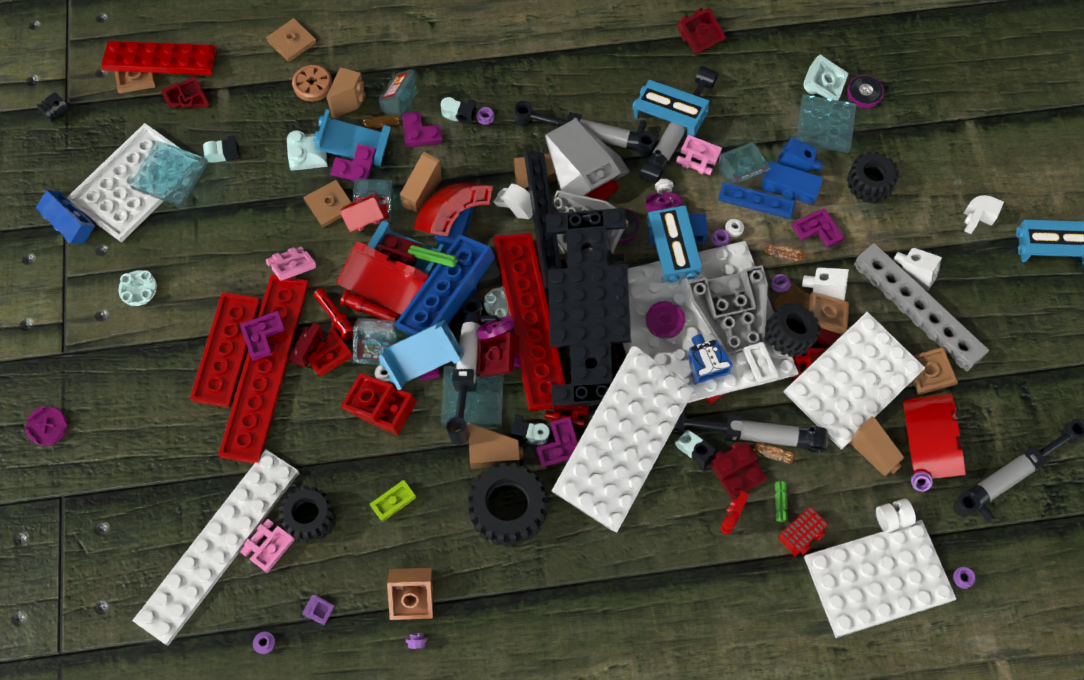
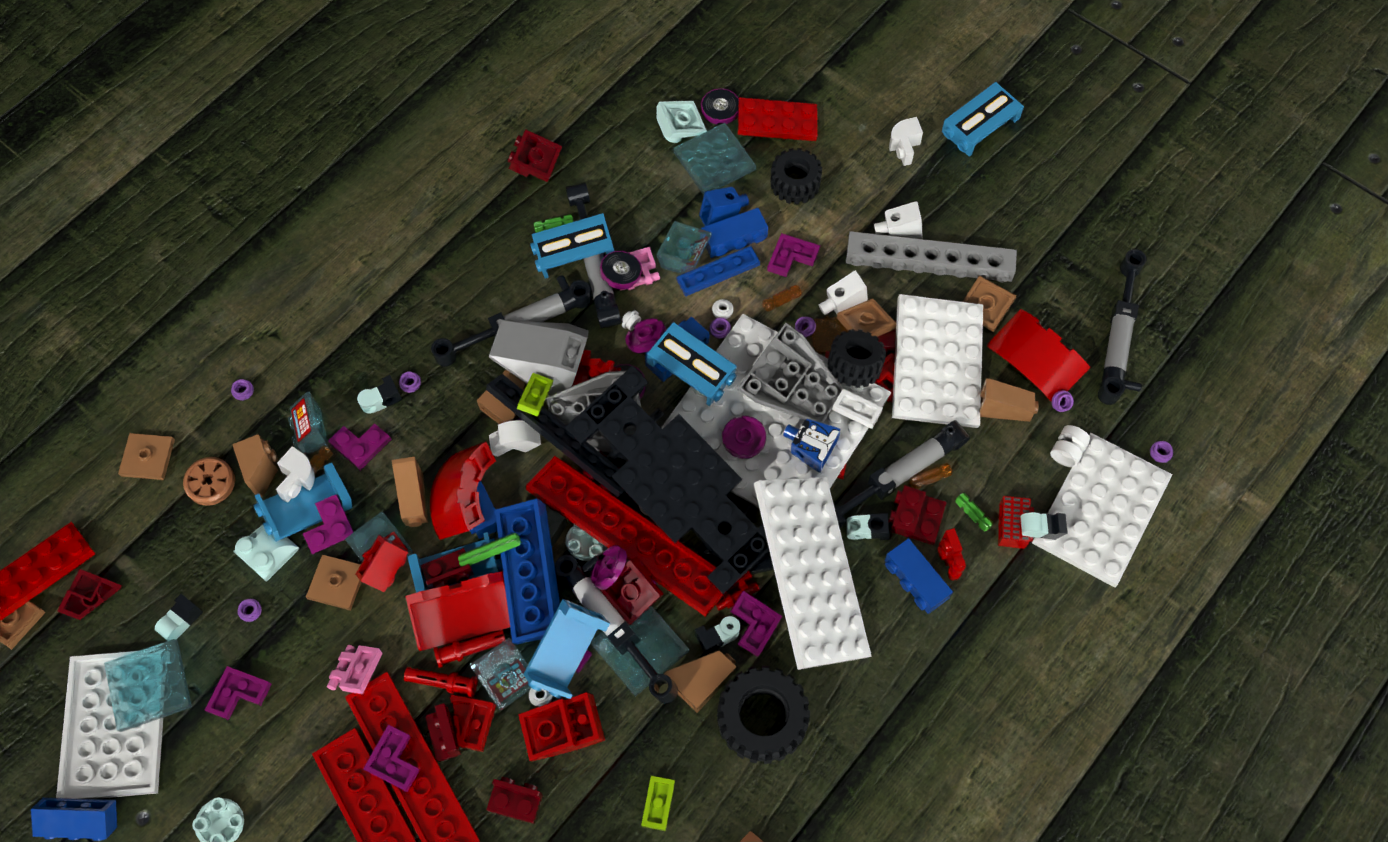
camera: 40 degrees left, 0 degrees up
(216, 216) = (232, 687): none -> magenta plate
(263, 174) = (245, 605): none -> medium lavender plate
(309, 422) = (514, 800): none -> dark red bracket
(365, 118) = (298, 473): none -> white brick
(381, 38) = (238, 386): none -> medium lavender plate
(551, 181) = (535, 394): none -> lime plate
(611, 196) = (597, 366): none -> red plate
(672, 83) = (552, 223): none -> bright green axle
(686, 147) = (620, 269): none -> black tile
(698, 508) = (917, 576): none -> blue brick
(818, 548) = (1044, 525): none -> leg
(898, 129) = (777, 119): none -> red plate

